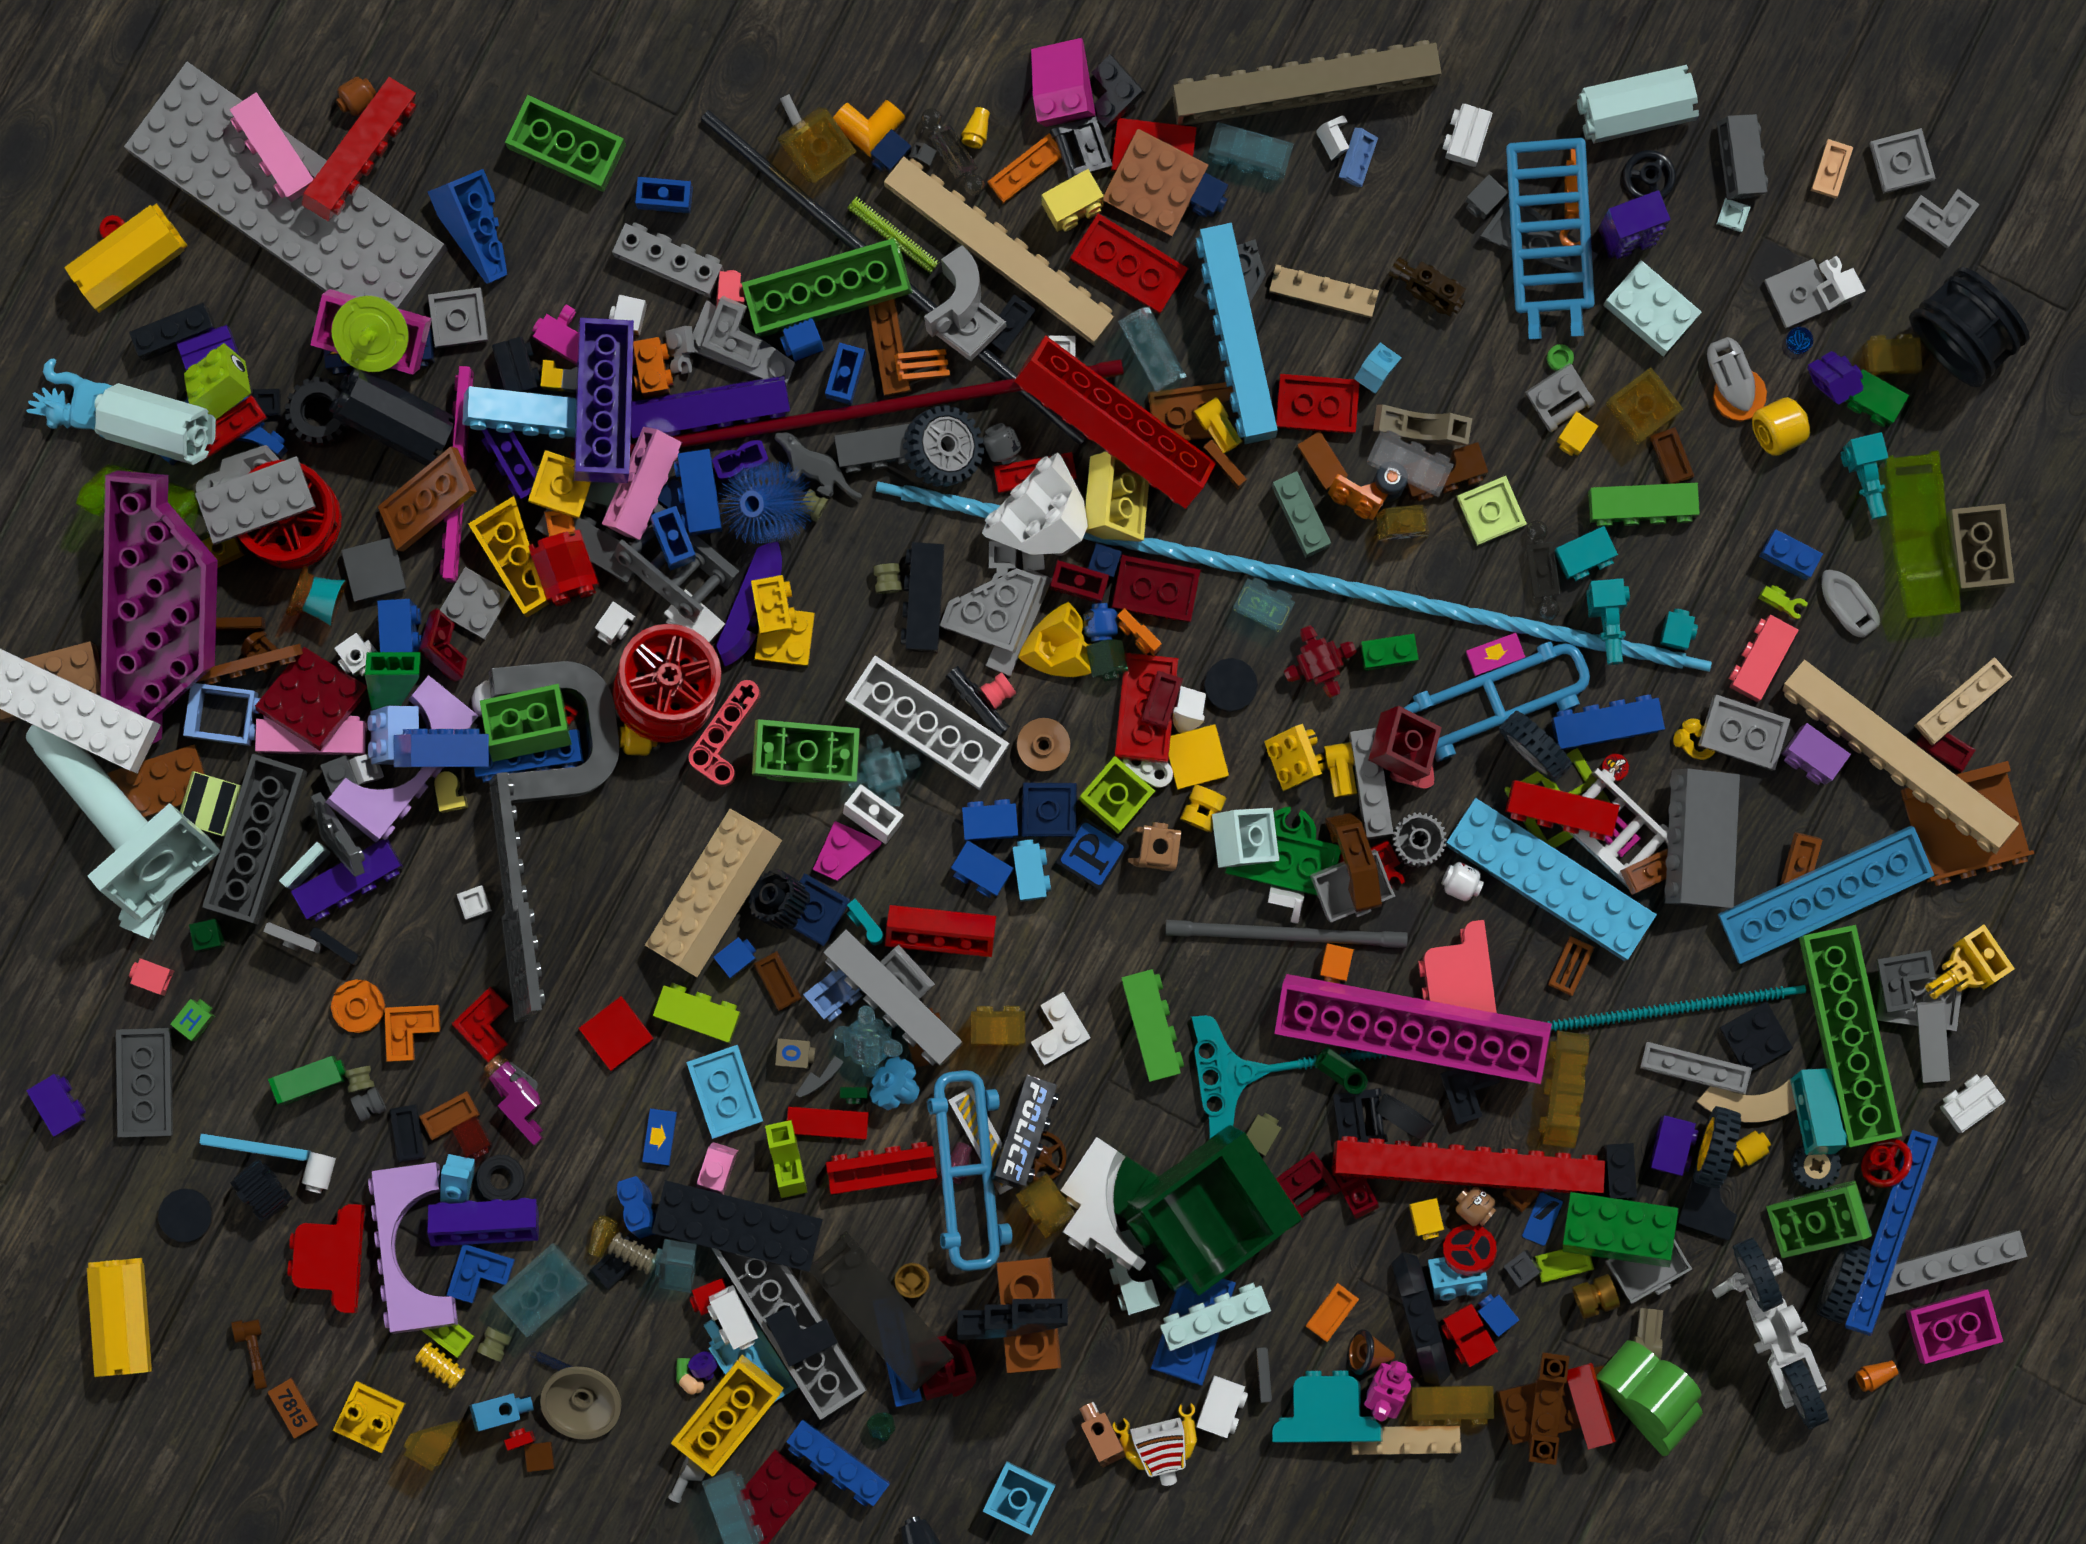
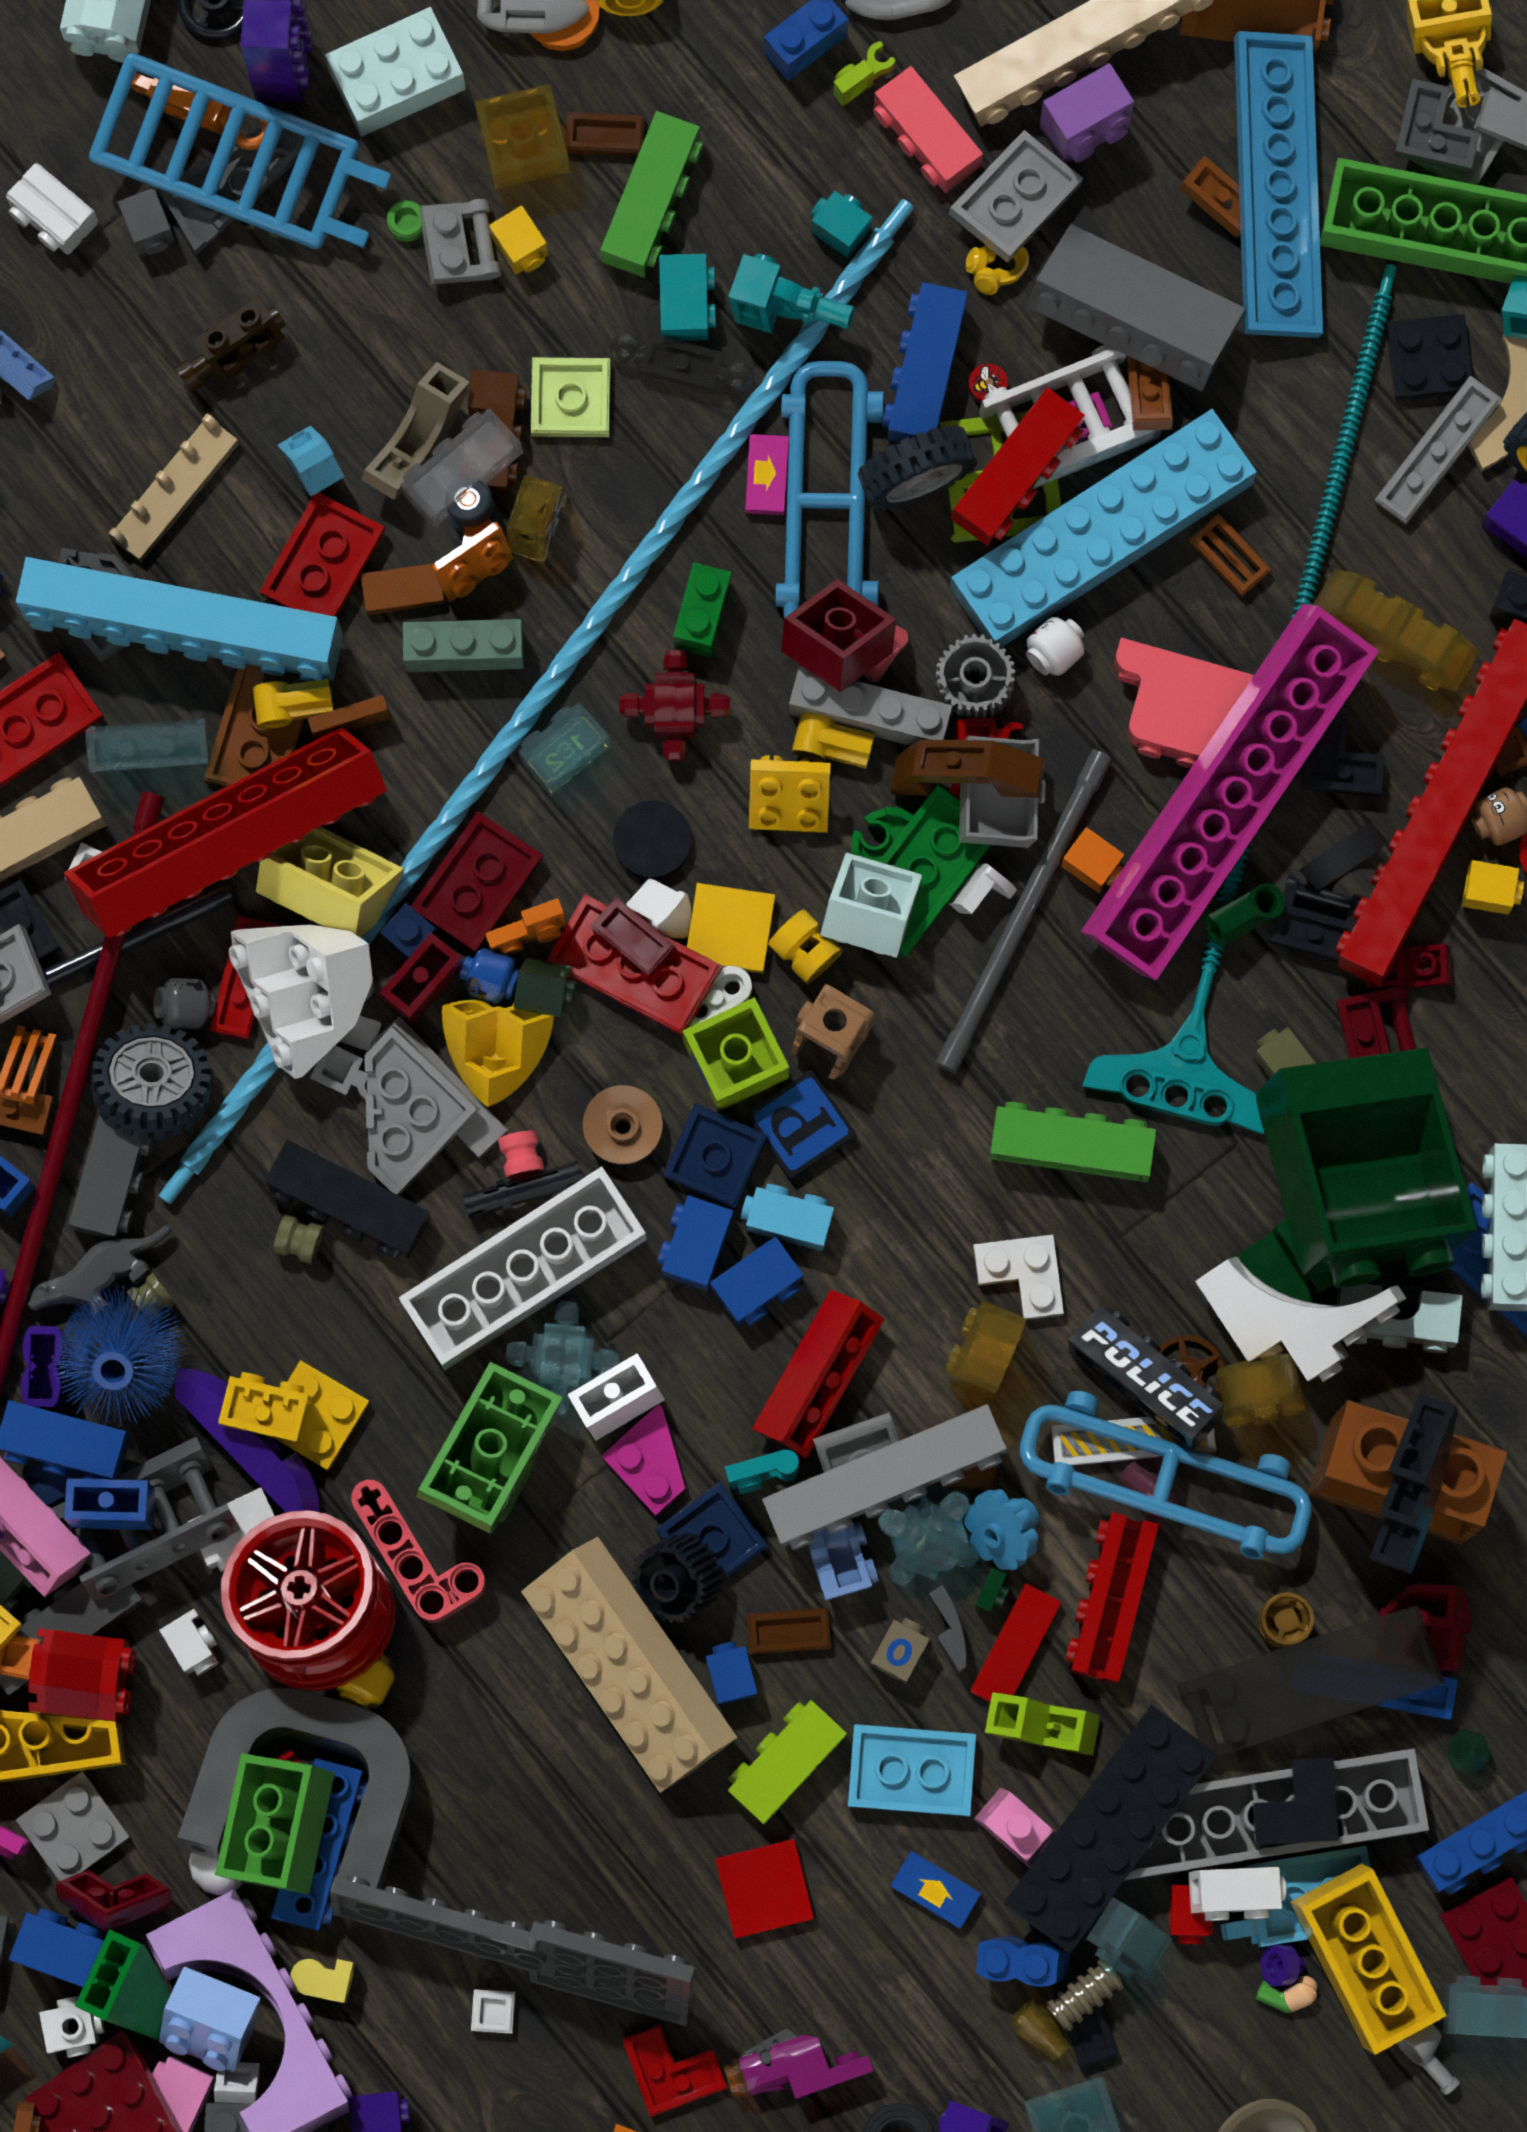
camera: 65 degrees left, 5 degrees down
(441, 748) = (259, 1956): blue brick -> none

